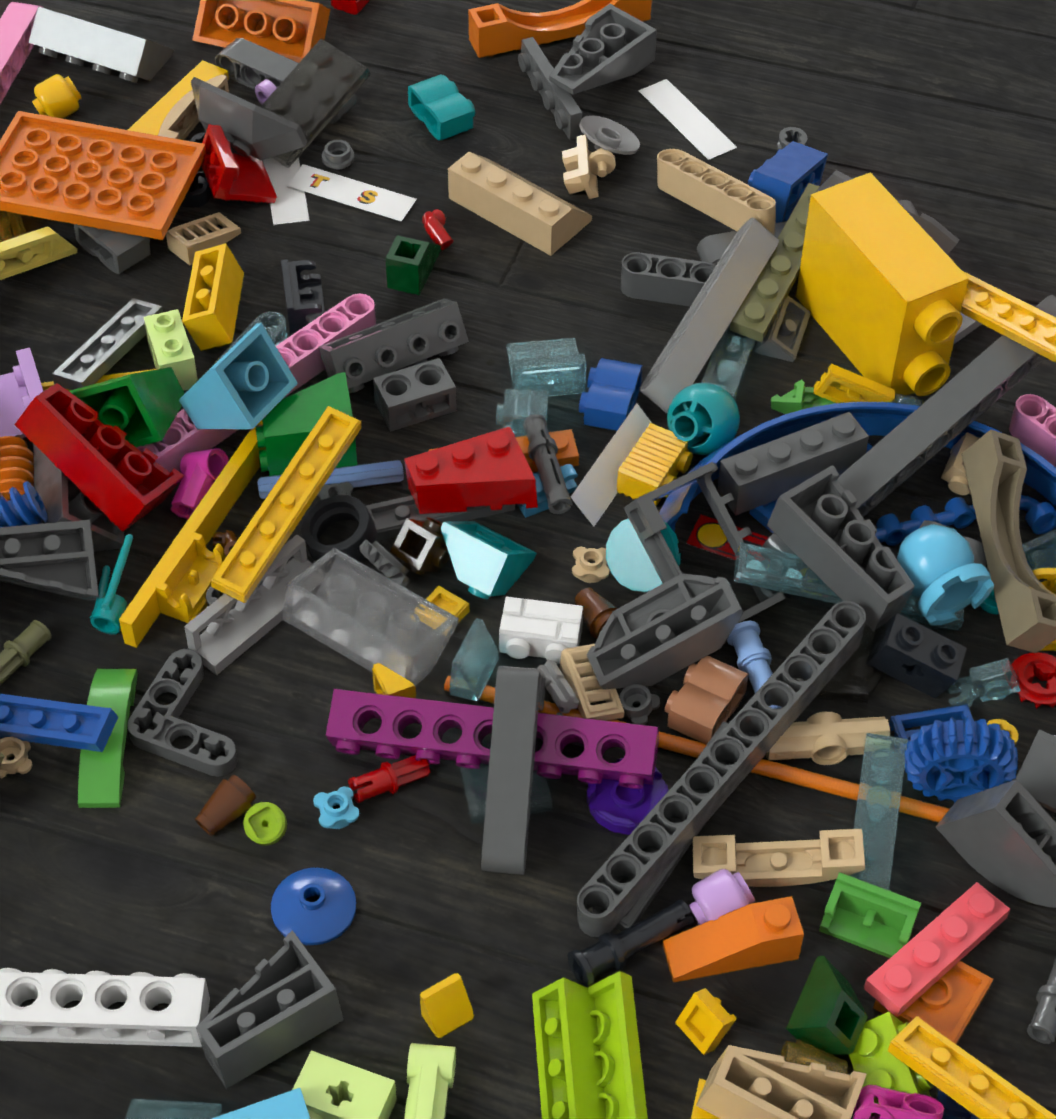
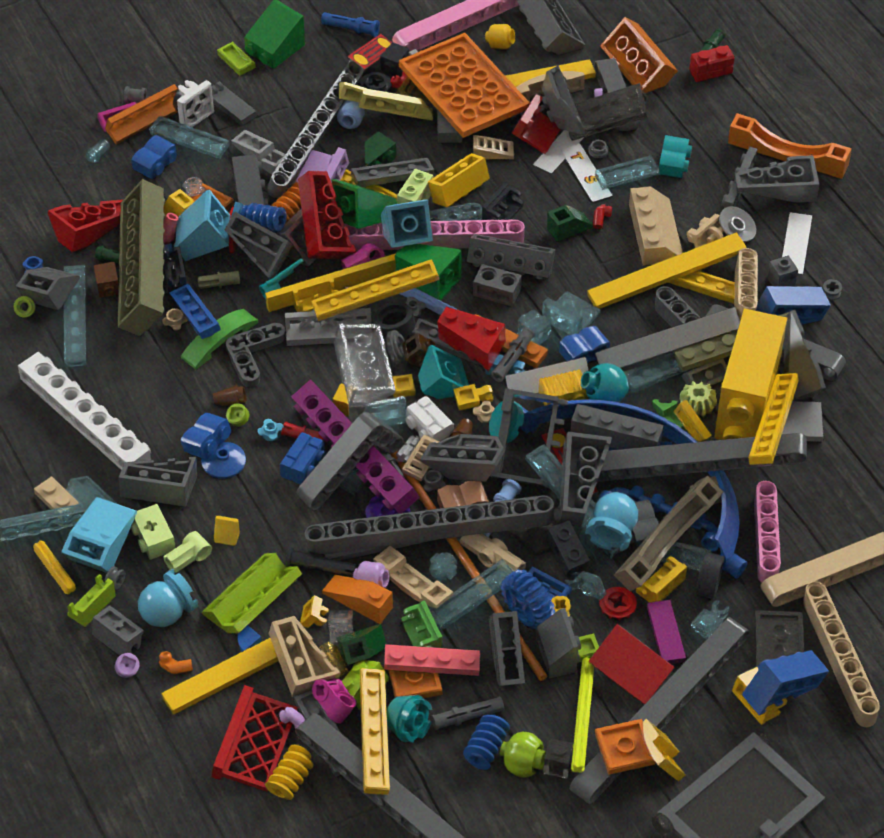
camera: 45 degrees right, 0 degrees up
(56, 331) = (379, 150): none -> dark green slope
(259, 889) = (205, 435): none -> blue brick
(406, 160) = (626, 172): none -> clear light blue plate
(434, 813) = (302, 458): none -> blue brick
(550, 559) = (470, 397): none -> yellow plate
(596, 242) = (666, 271): none -> yellow tile
(640, 230) = (707, 285): none -> yellow tile
(729, 152) = (782, 272): none -> dark grey brick
(762, 1002) = (340, 623): none -> clear slope
(793, 807) = (443, 566): none -> clear light blue gear
(813, 356) = (700, 397): none -> yellowish green gear
(1016, 1053) = (409, 717): none -> teal cone

